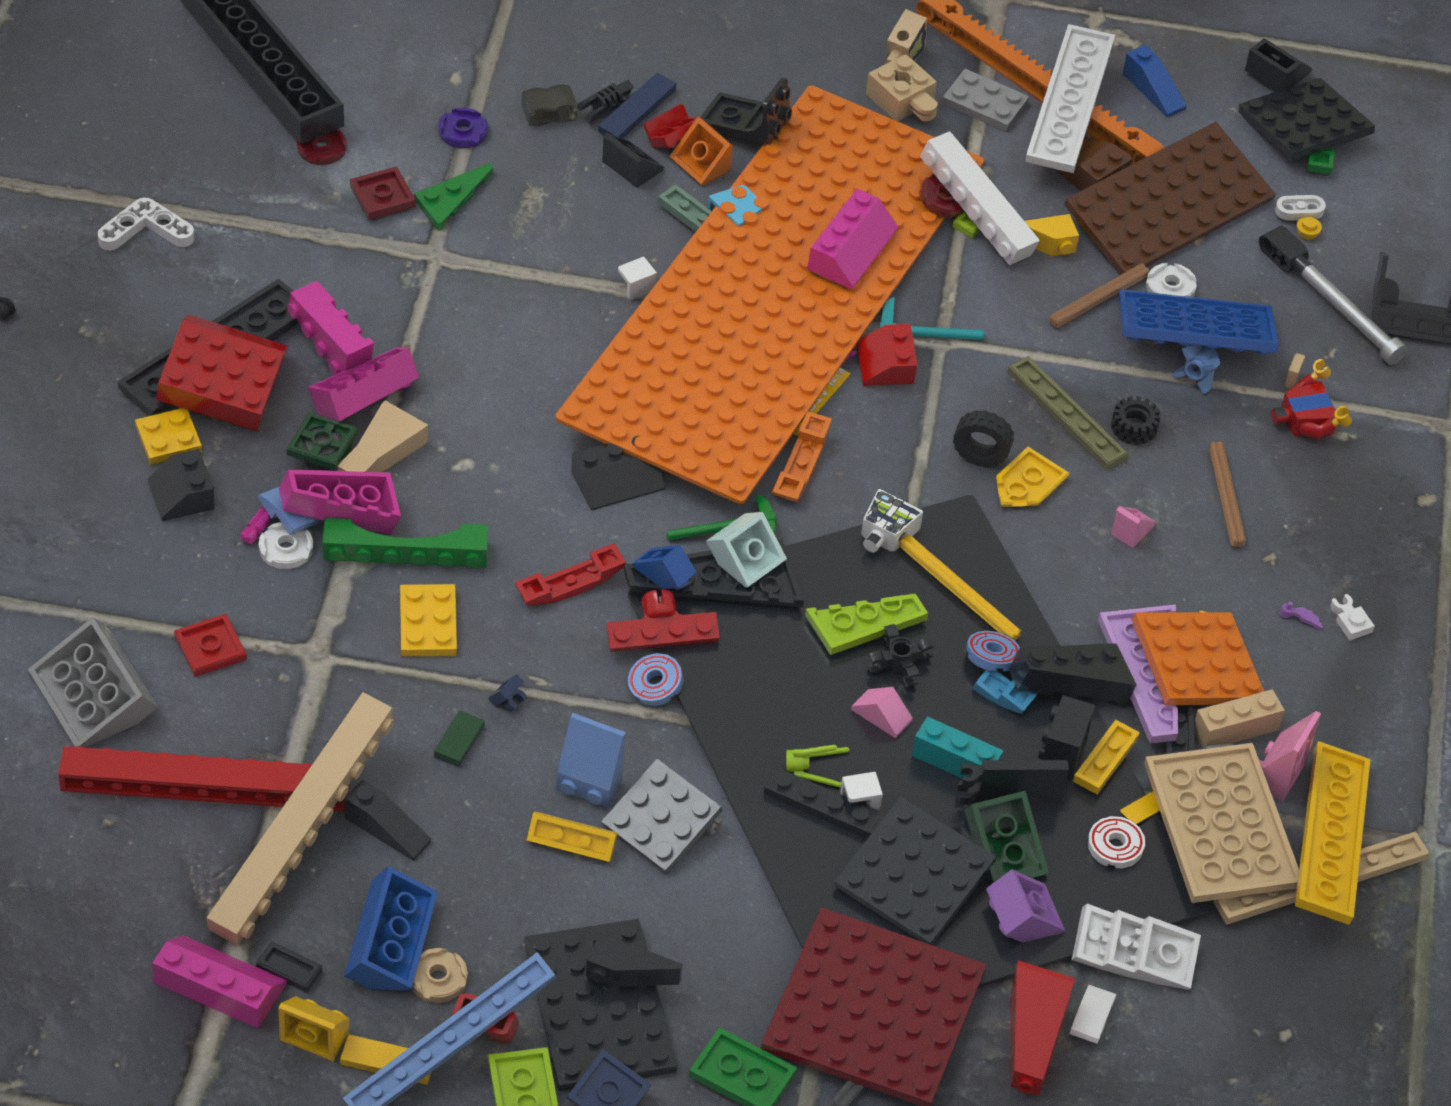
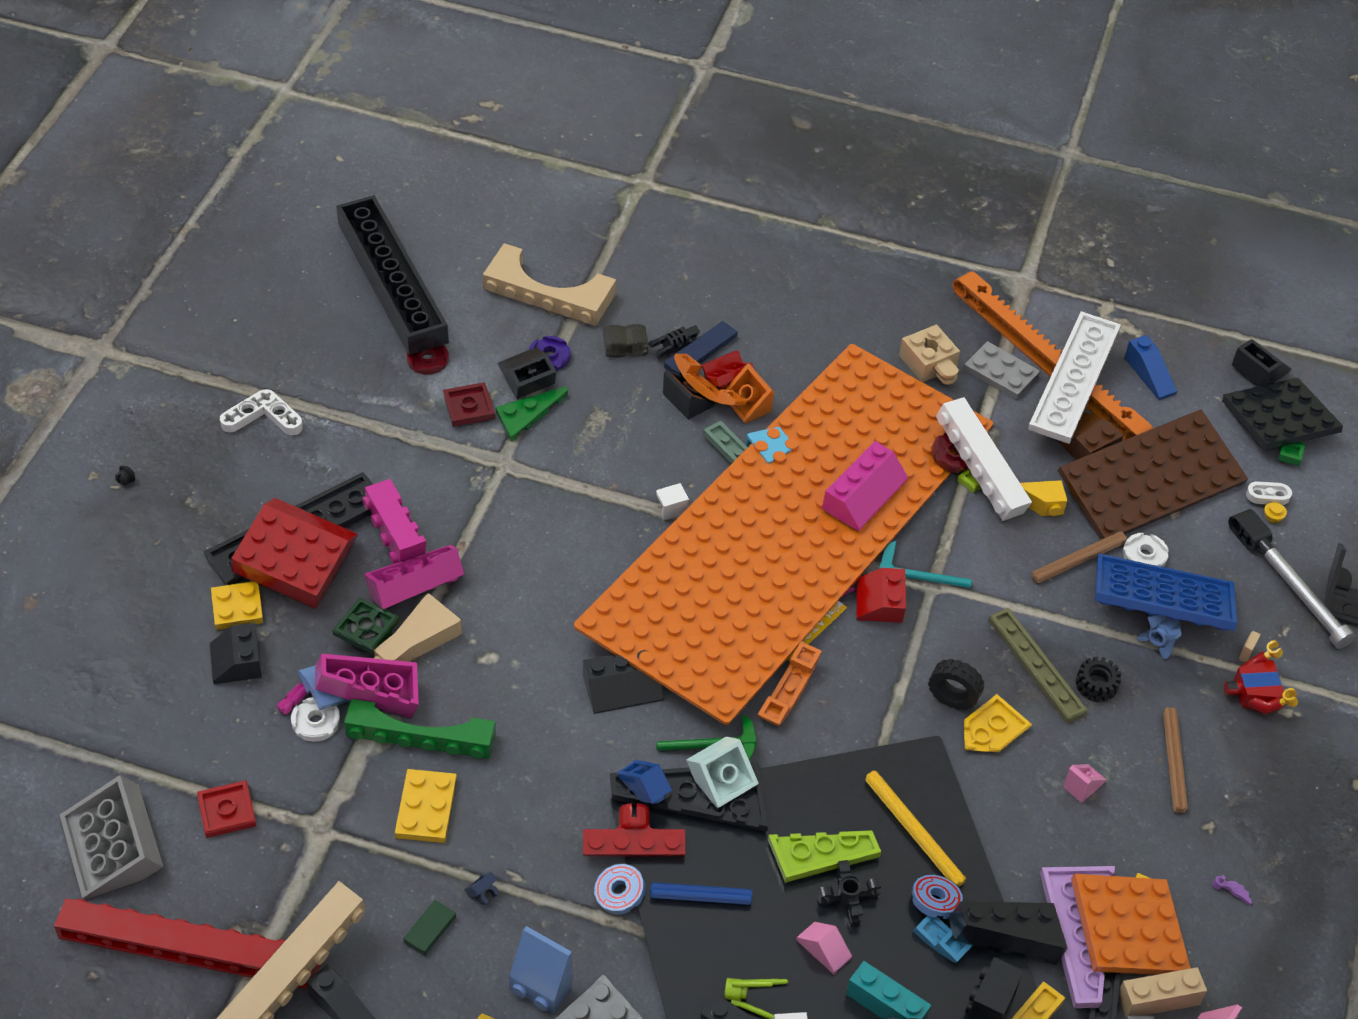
camera: 10 degrees right, 0 degrees up
(445, 150) = (528, 372): none -> black slope
(488, 66) = (581, 302): none -> tan arch
(573, 580) = (562, 781): red slope -> none
(631, 129) = (689, 369): none -> orange slope
(742, 674) = (701, 893): none -> blue axle
(749, 117) = (795, 368): black bracket -> none
(889, 521) = (858, 756): torso -> none
(907, 37) = (940, 310): tan torso -> none
(1351, 620) = (1280, 899): white plate -> none

